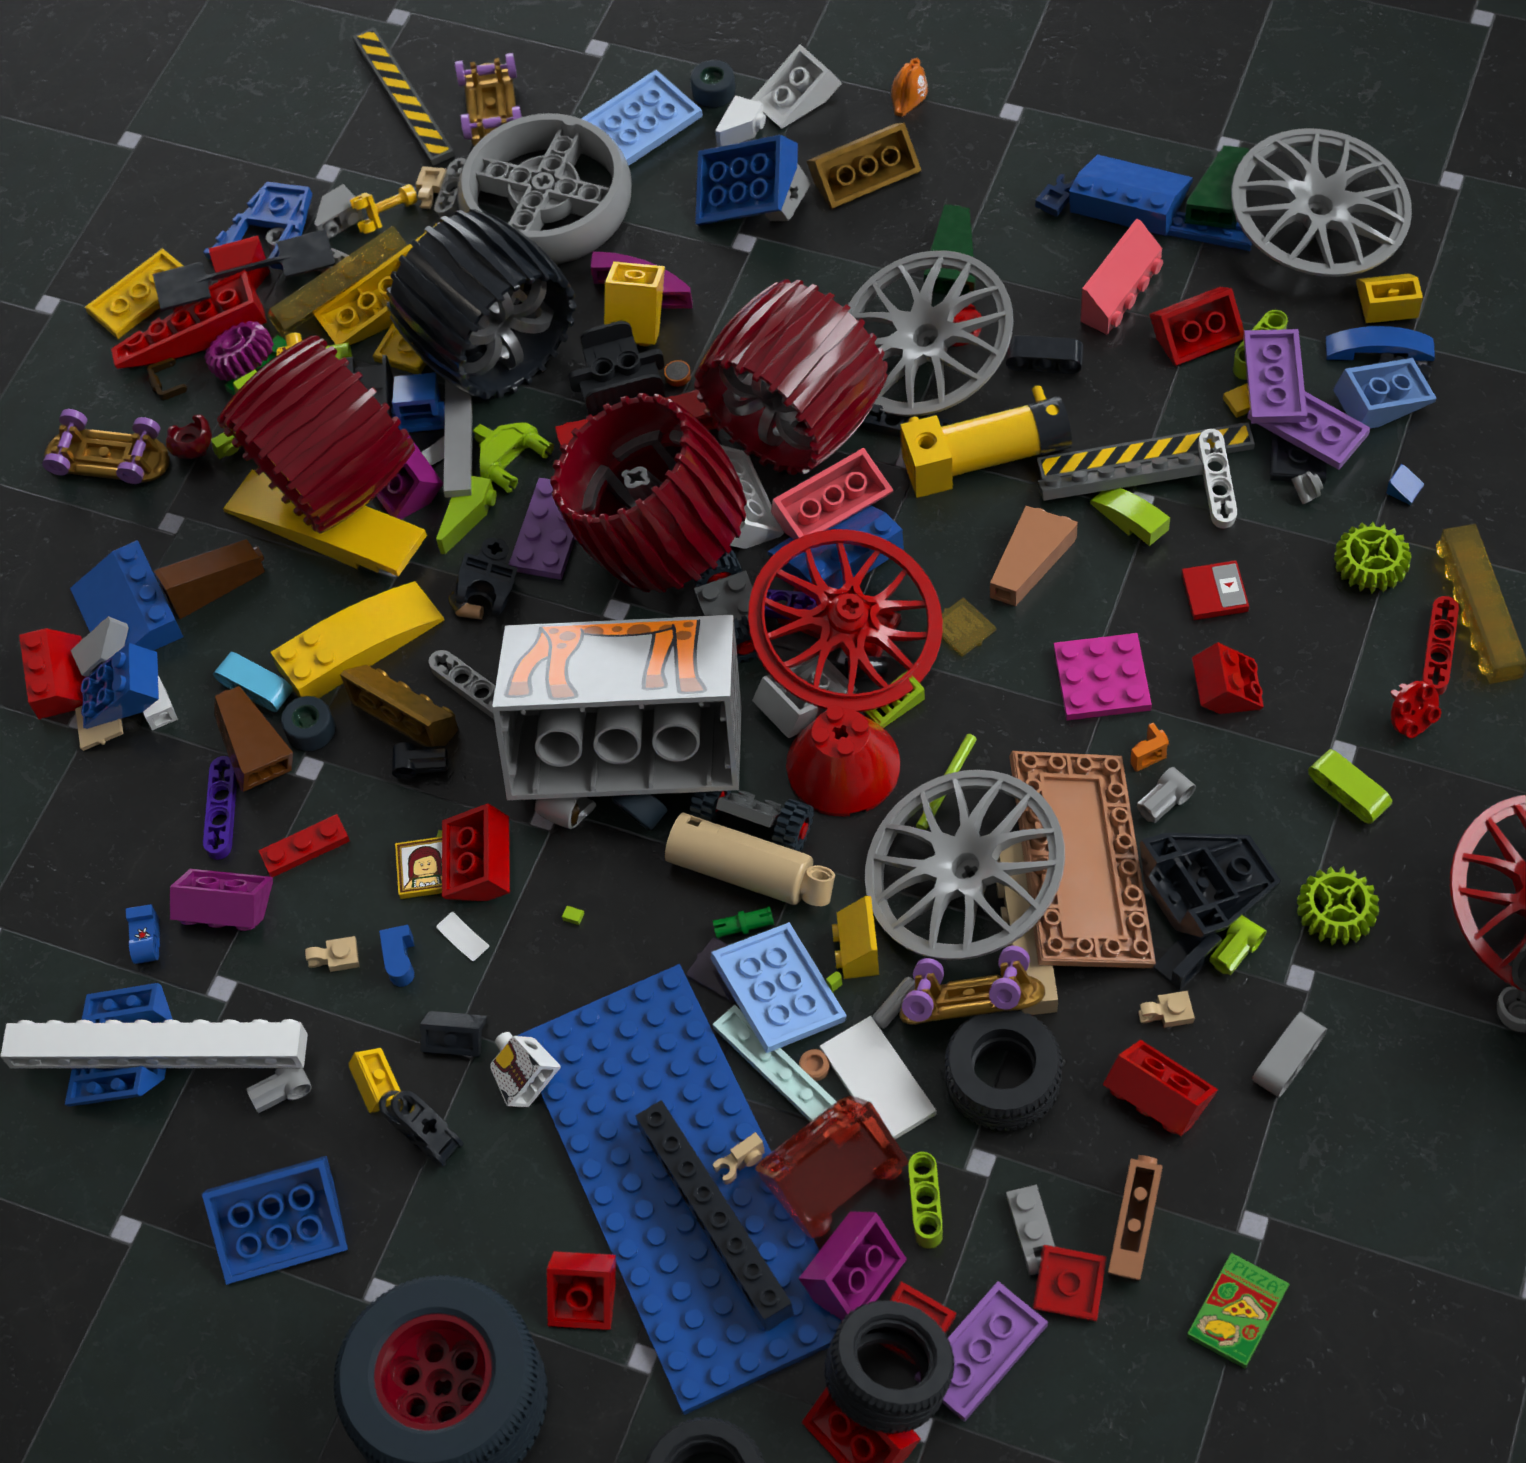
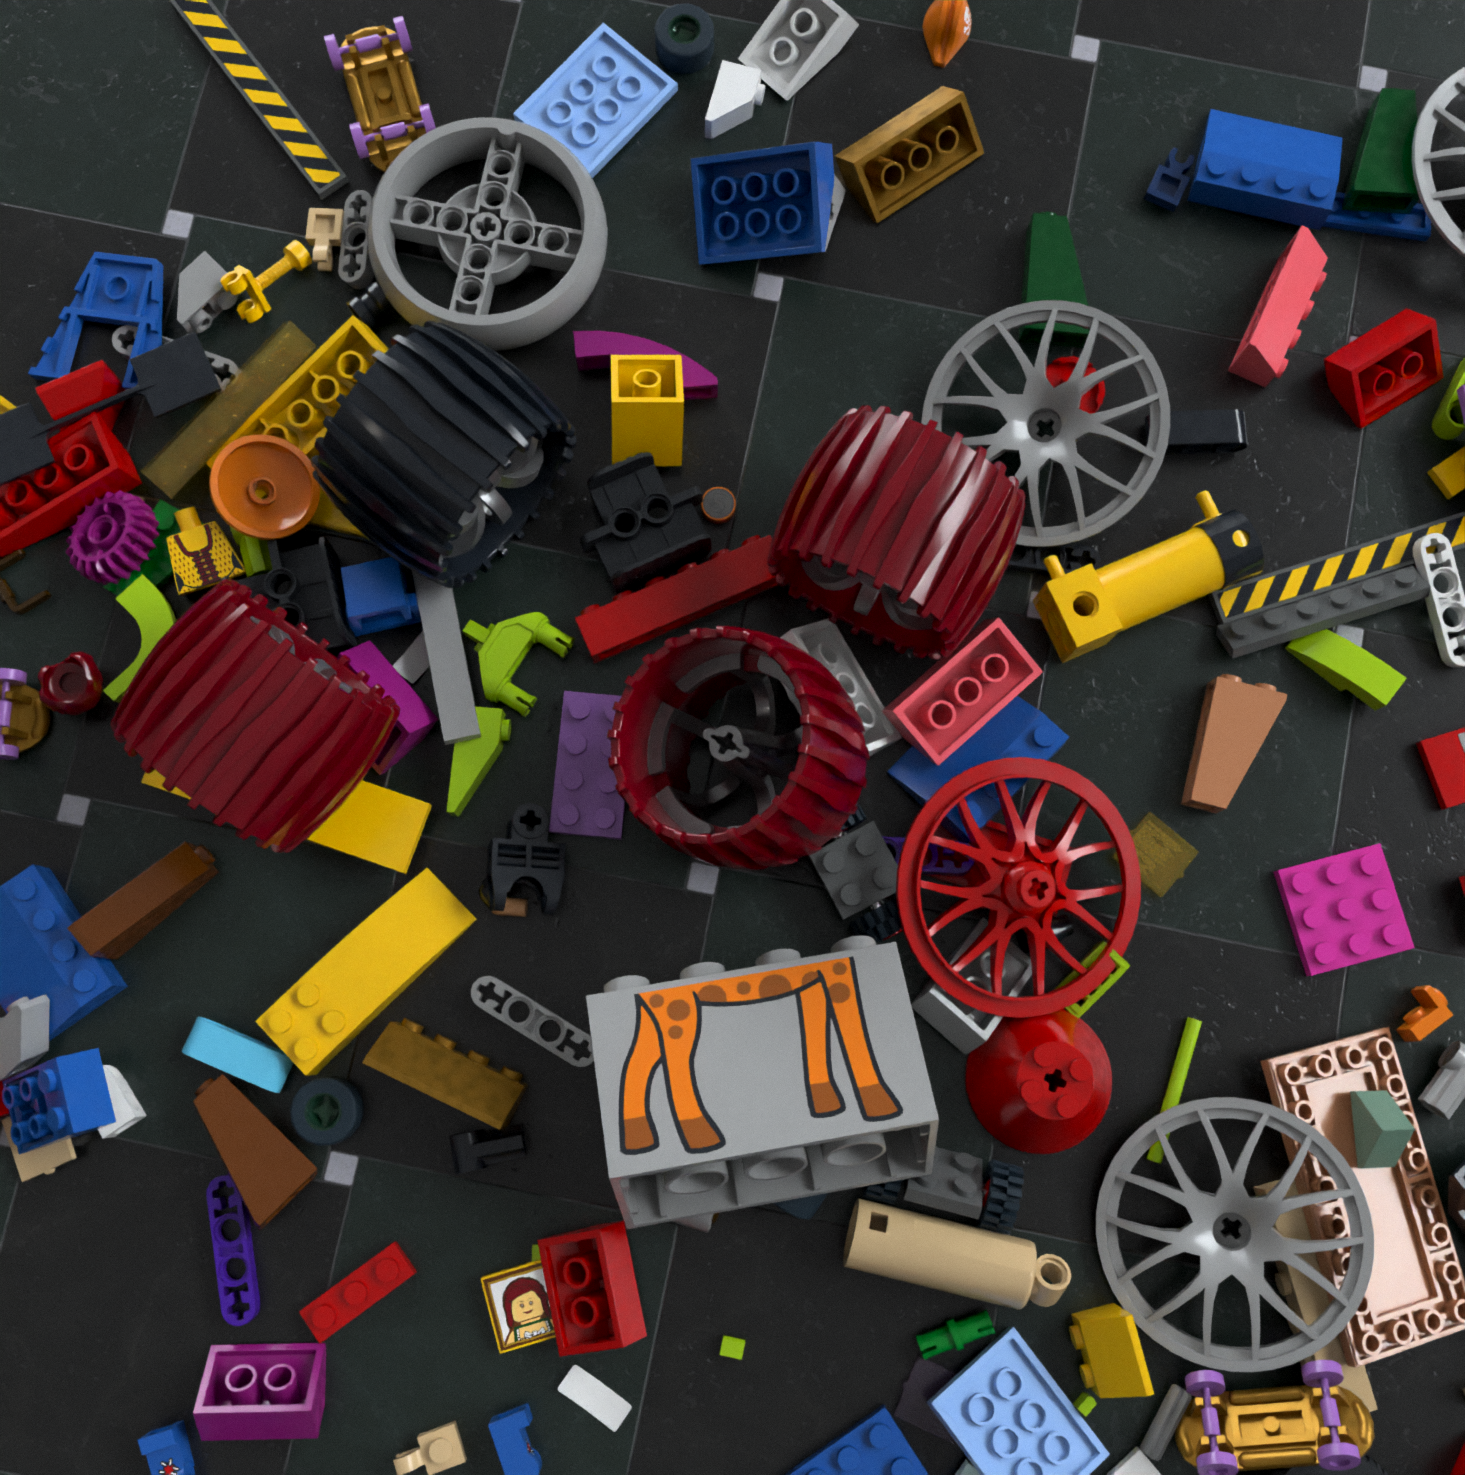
camera: 20 degrees left, 20 degrees up
(353, 313) = (269, 466): none -> orange dish
(1092, 812) = (1379, 1129): none -> sand green slope

